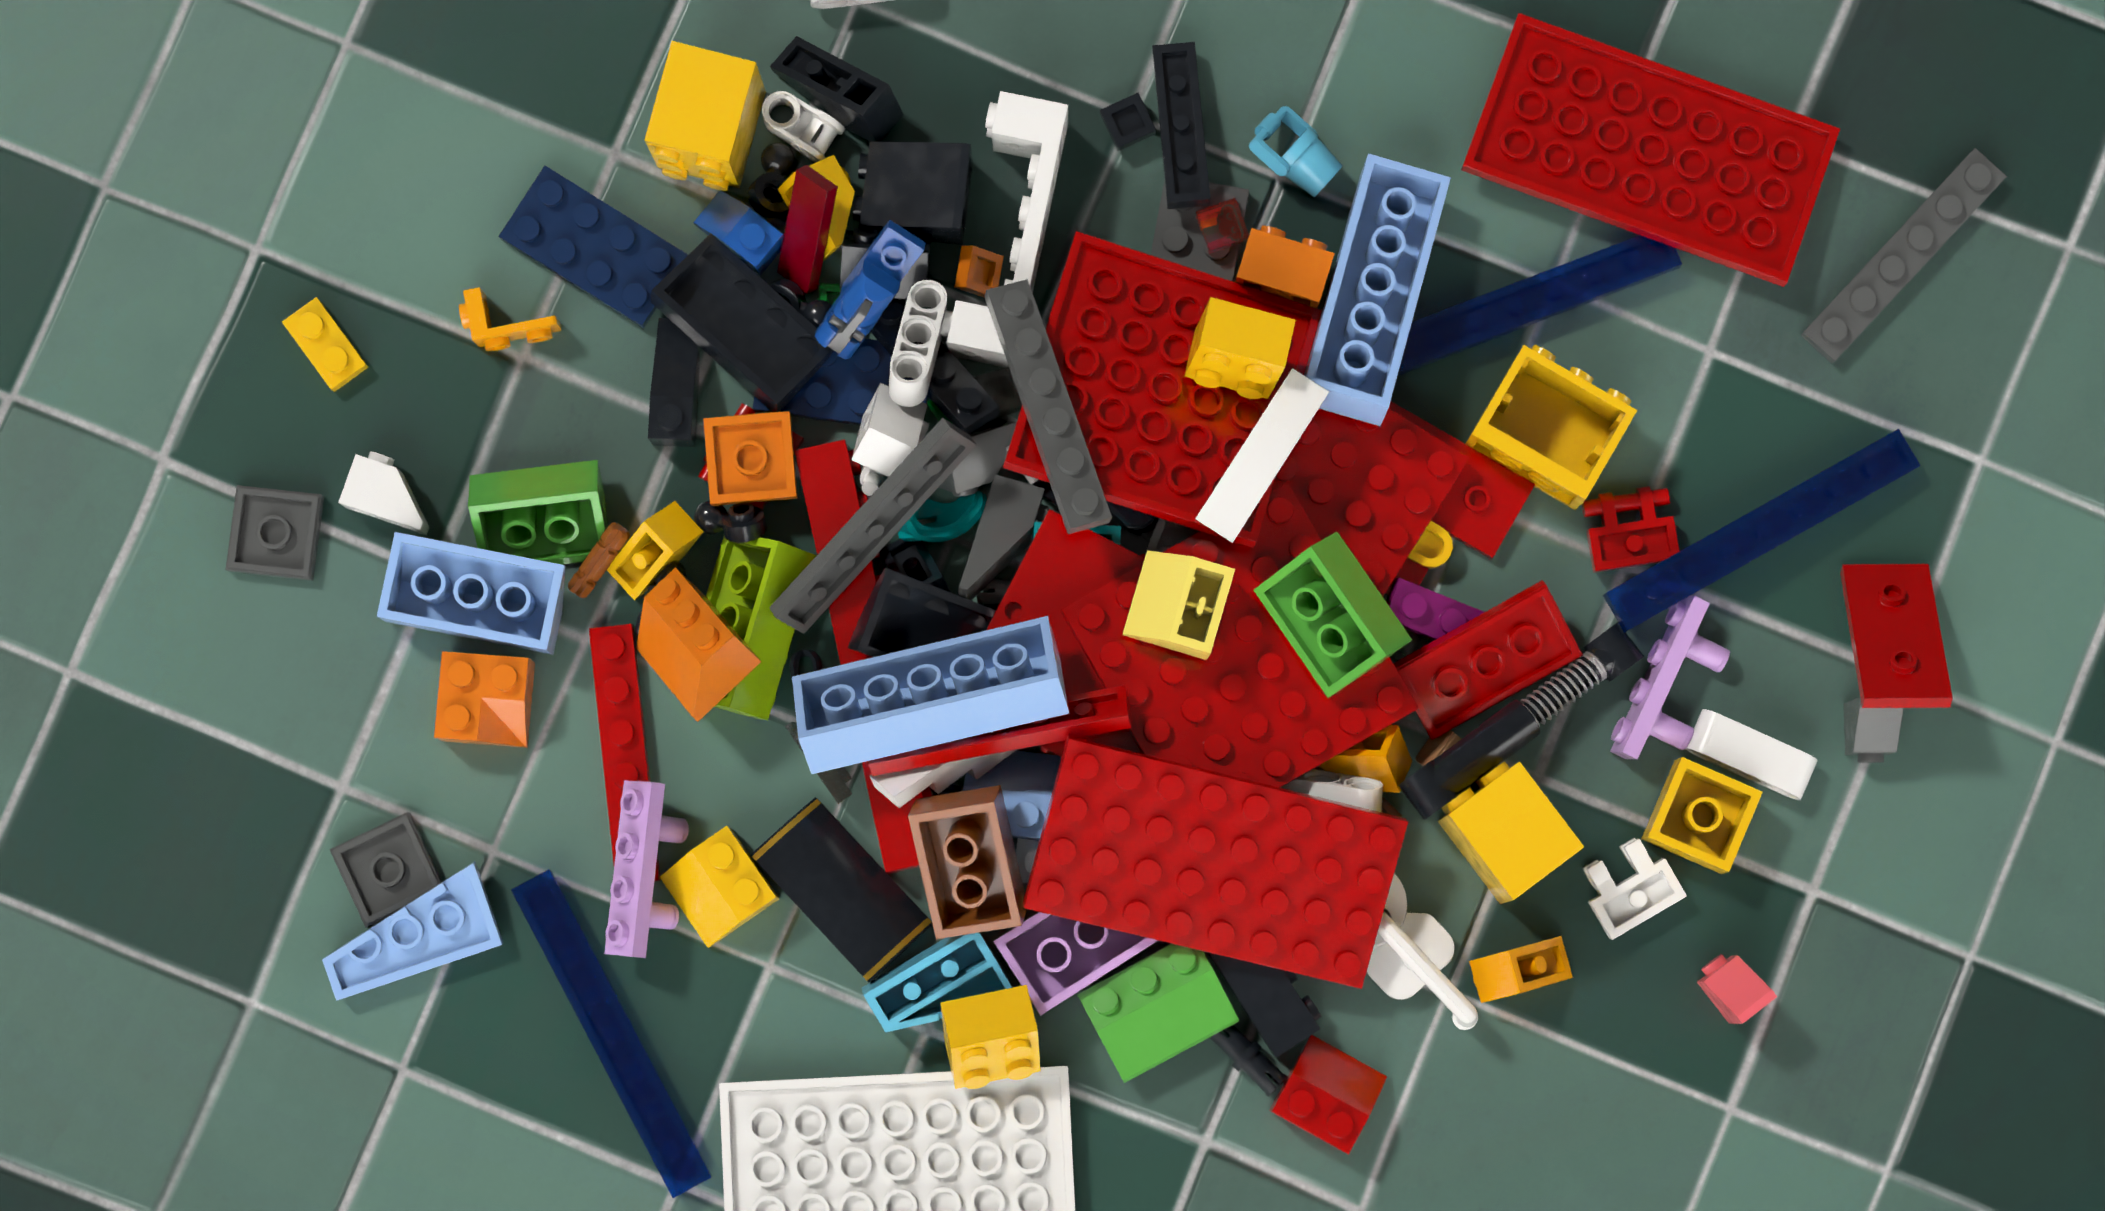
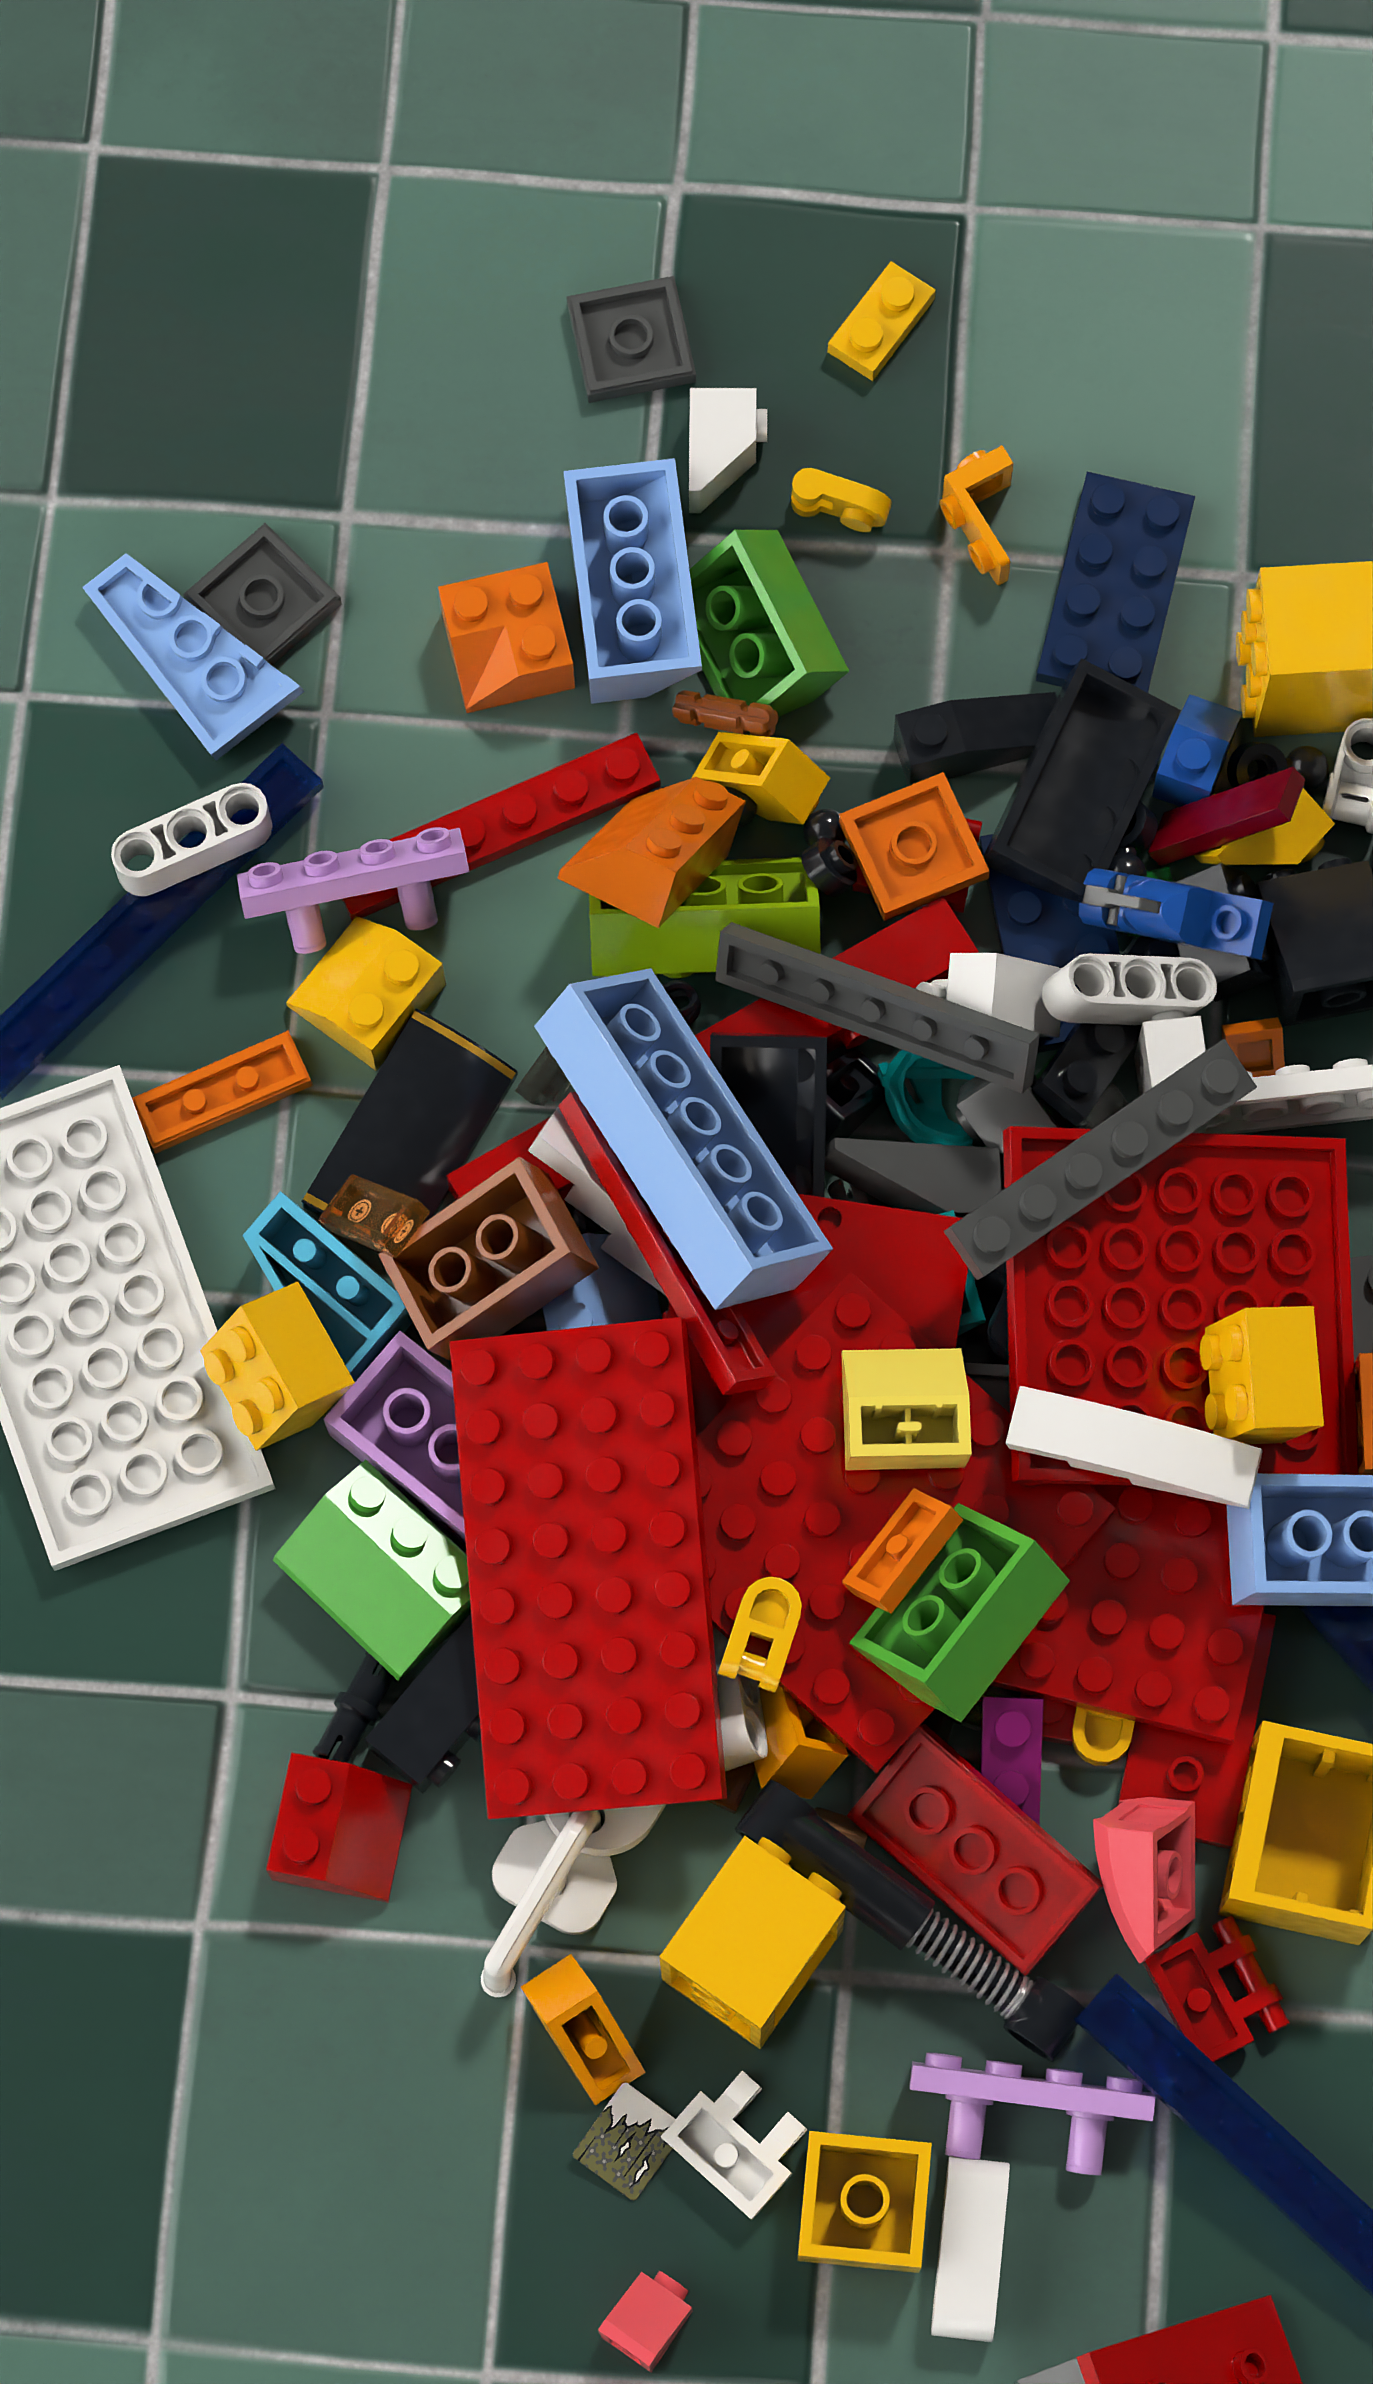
camera: 70 degrees right, 10 degrees down
(469, 410) = (854, 503): none -> yellow plate
(557, 959) = (206, 815): none -> white beam
(760, 1015) = (221, 1092): none -> orange tile
(904, 933) = (374, 1215): none -> clear orange tile
(1278, 639) = (902, 1550): none -> orange plate
(1291, 746) = (769, 1613): none -> yellow plate
(1538, 547) = (1148, 1869): none -> coral slope
(1604, 963) = (626, 2141): none -> sticker

